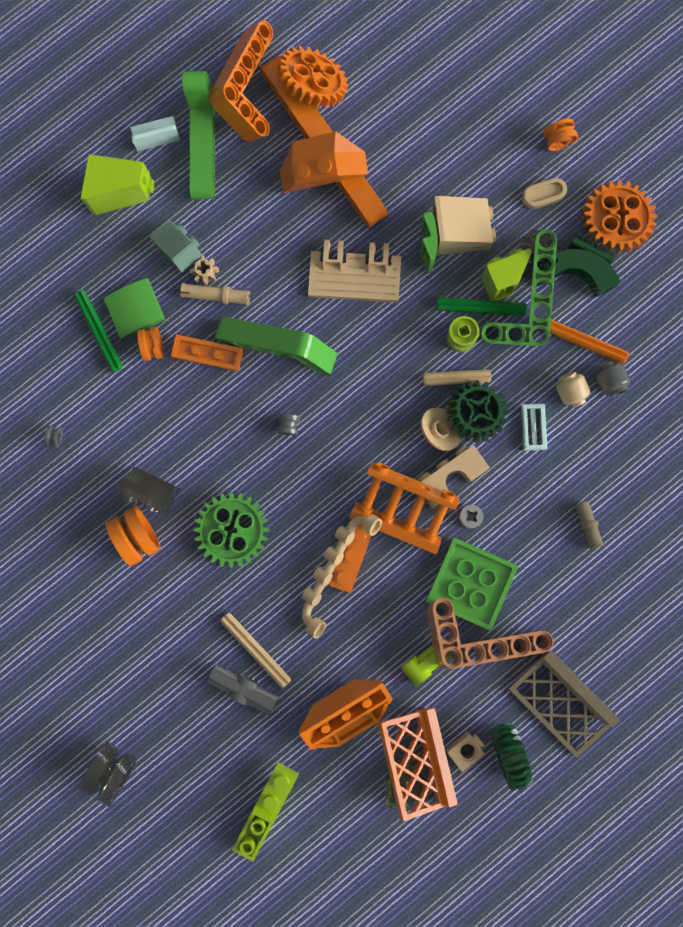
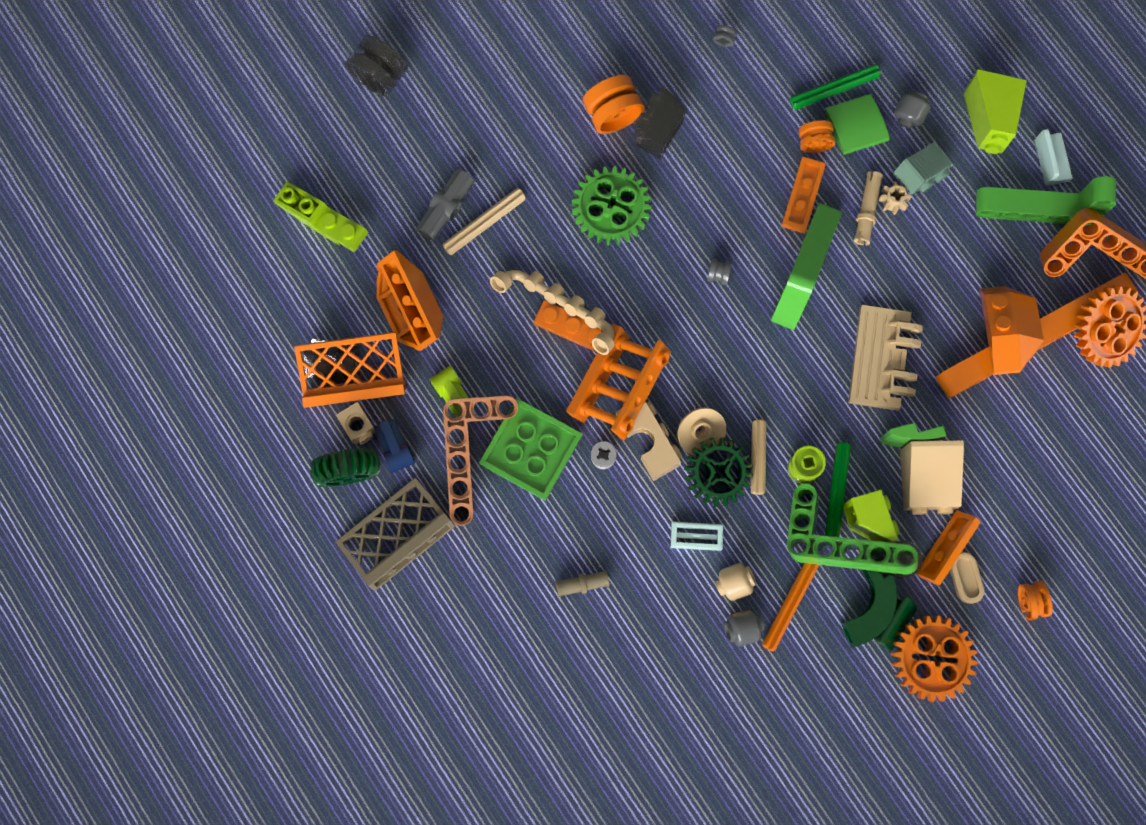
camera: 90 degrees right, 5 degrees down
(117, 259) = (912, 109): none -> dark grey head
(488, 709) = (395, 449): none -> dark blue piece
(521, 208) = (948, 547): none -> orange plate

